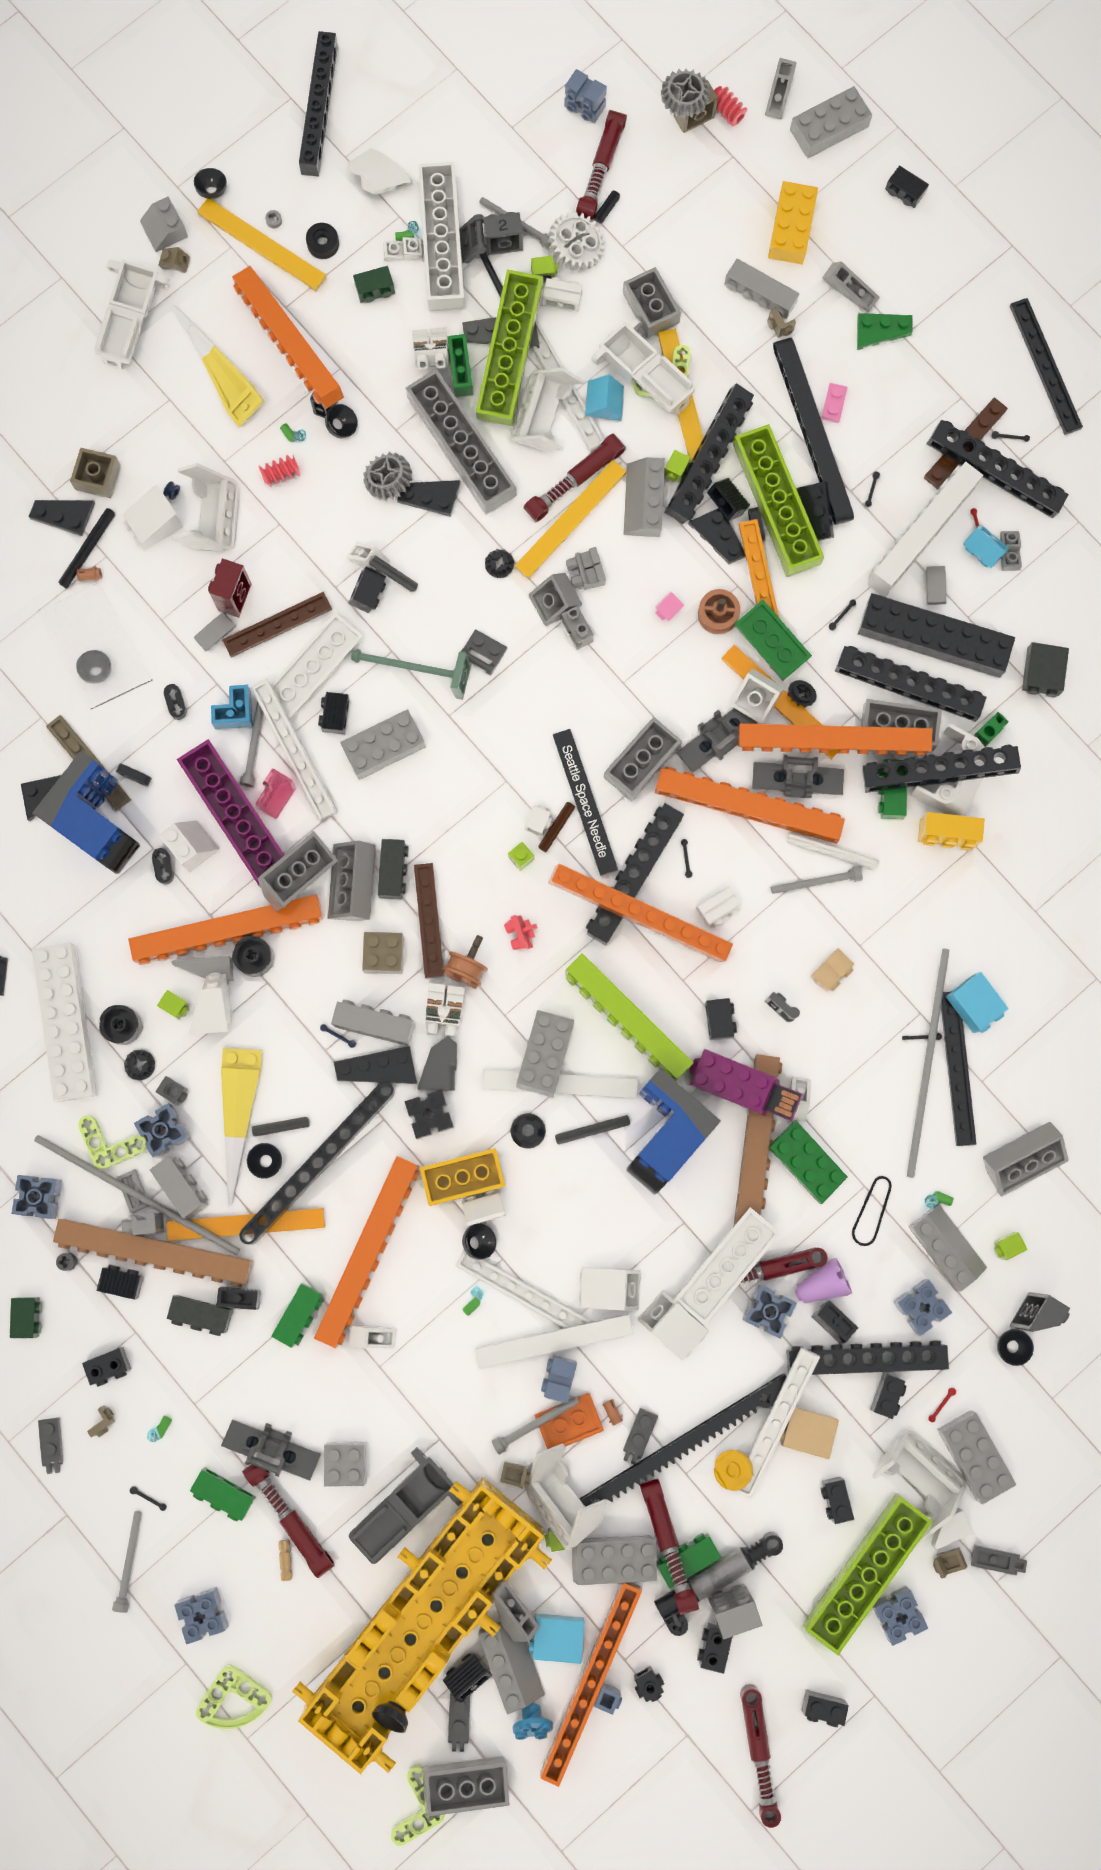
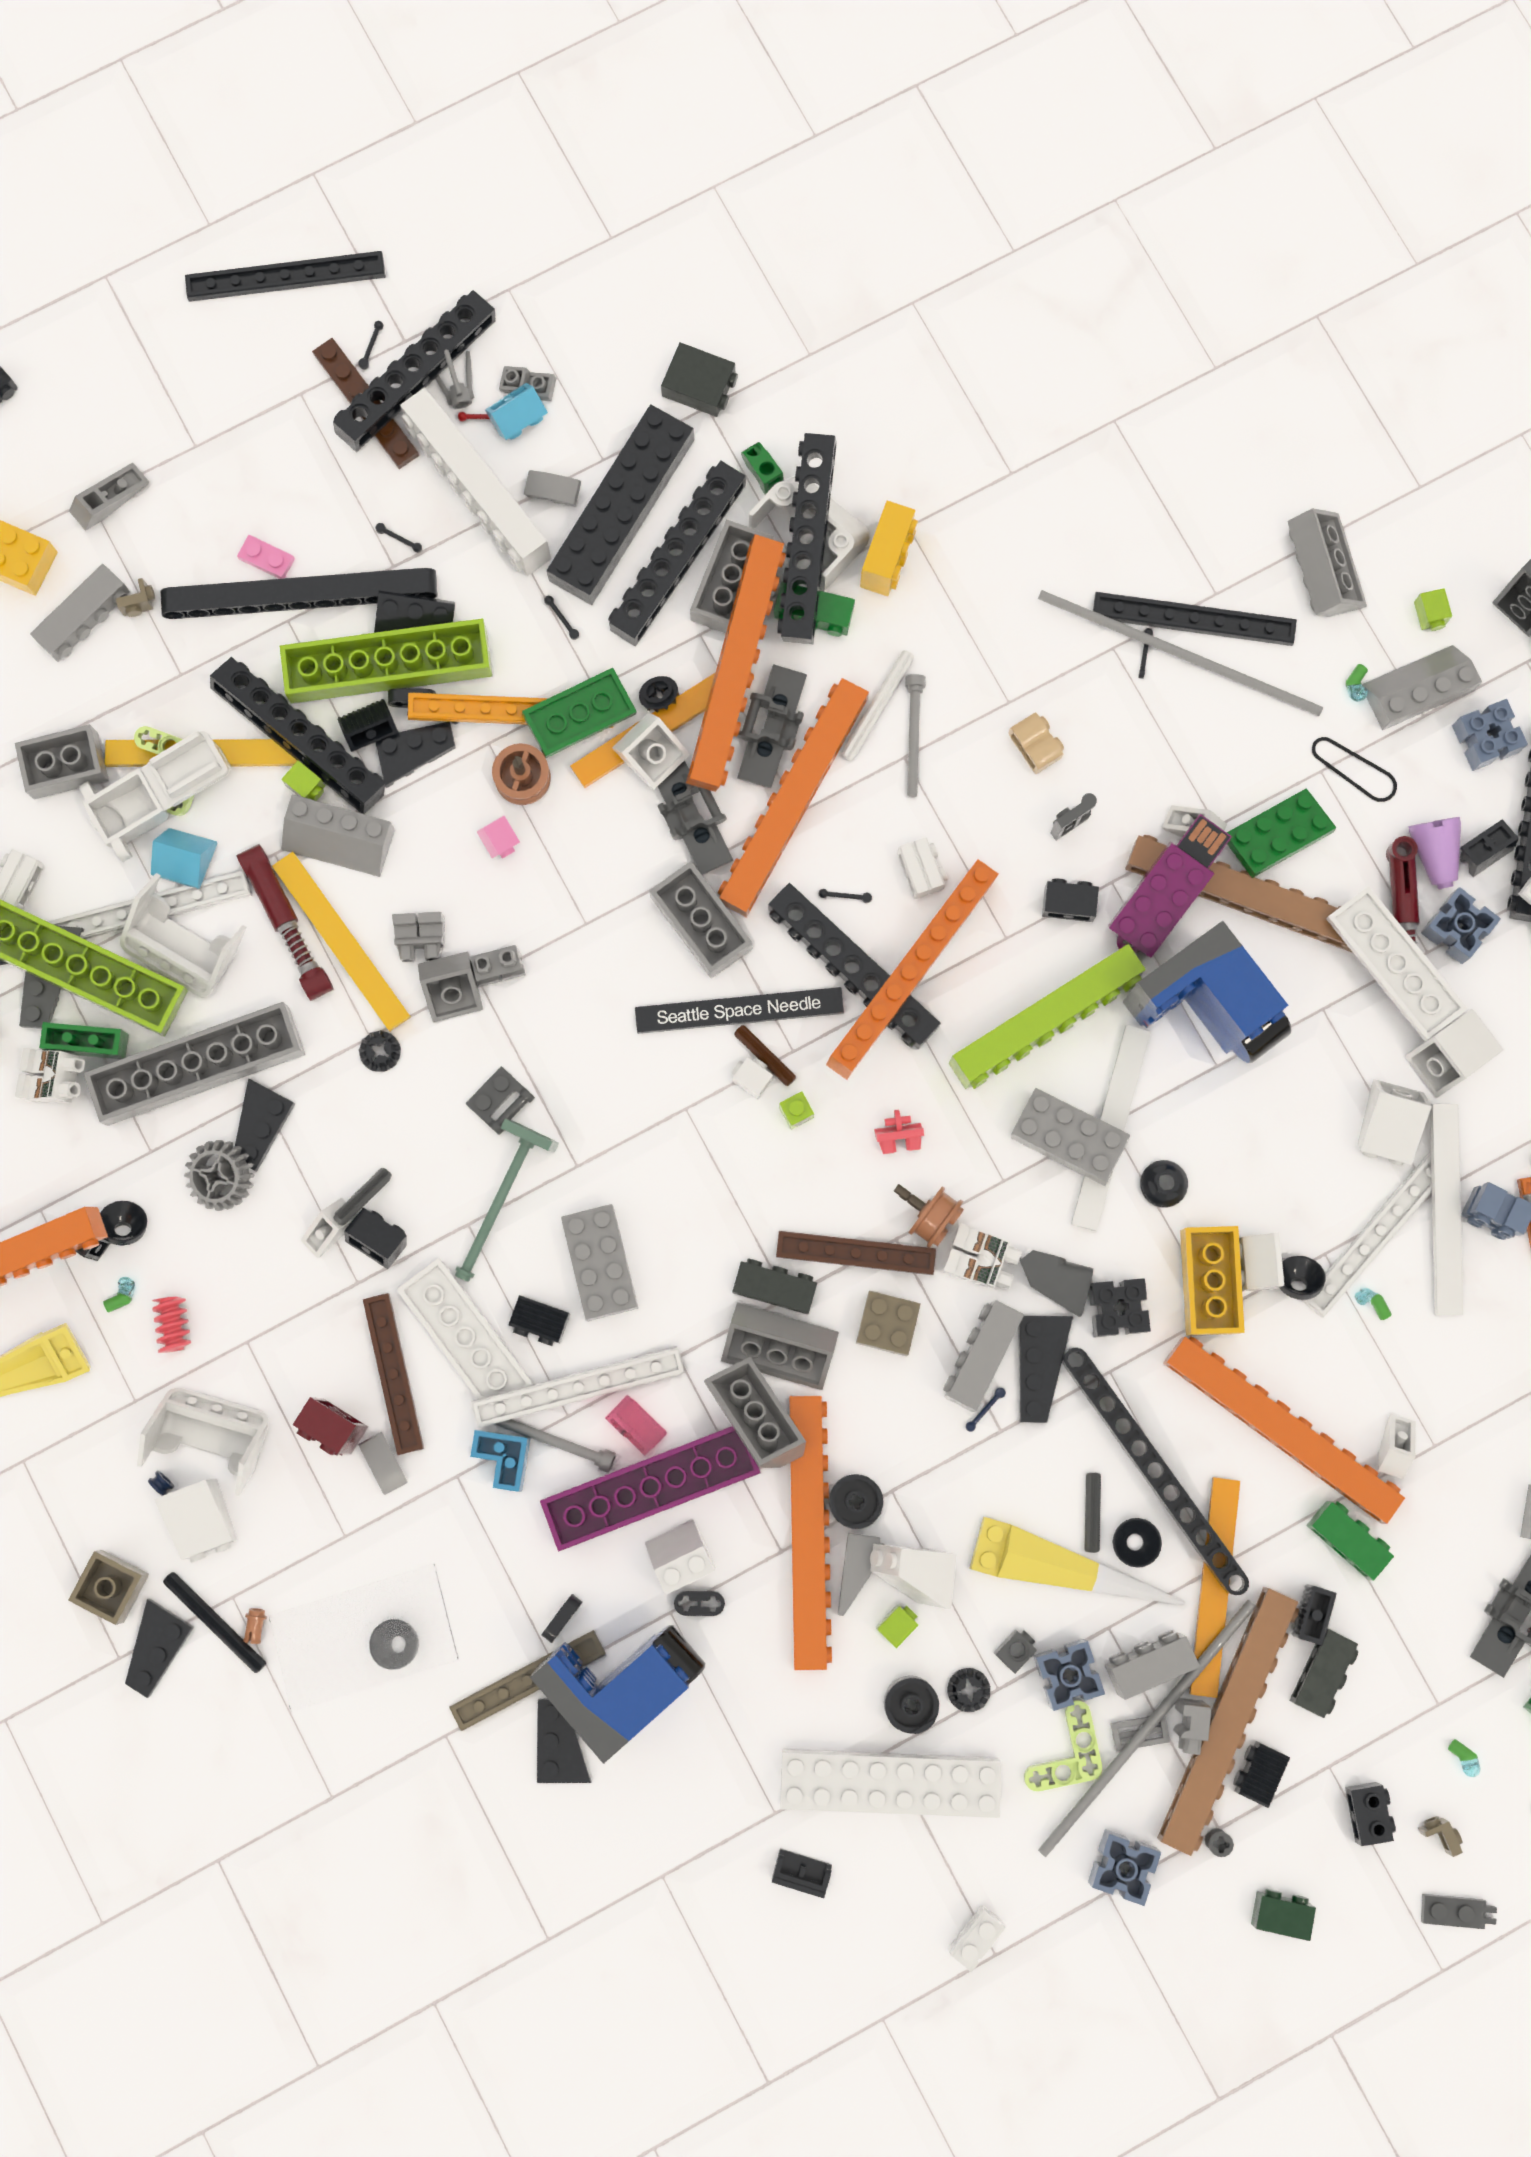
camera: 75 degrees left, 0 degrees up
(171, 703) = (469, 1546): black beam -> none
(592, 1129) = (1180, 1099): dark grey axle -> none
(882, 327) = (176, 472): green wing -> none
(977, 1003) = (1118, 572): medium azure brick -> none
(988, 504) = (459, 394): none -> light grey plant

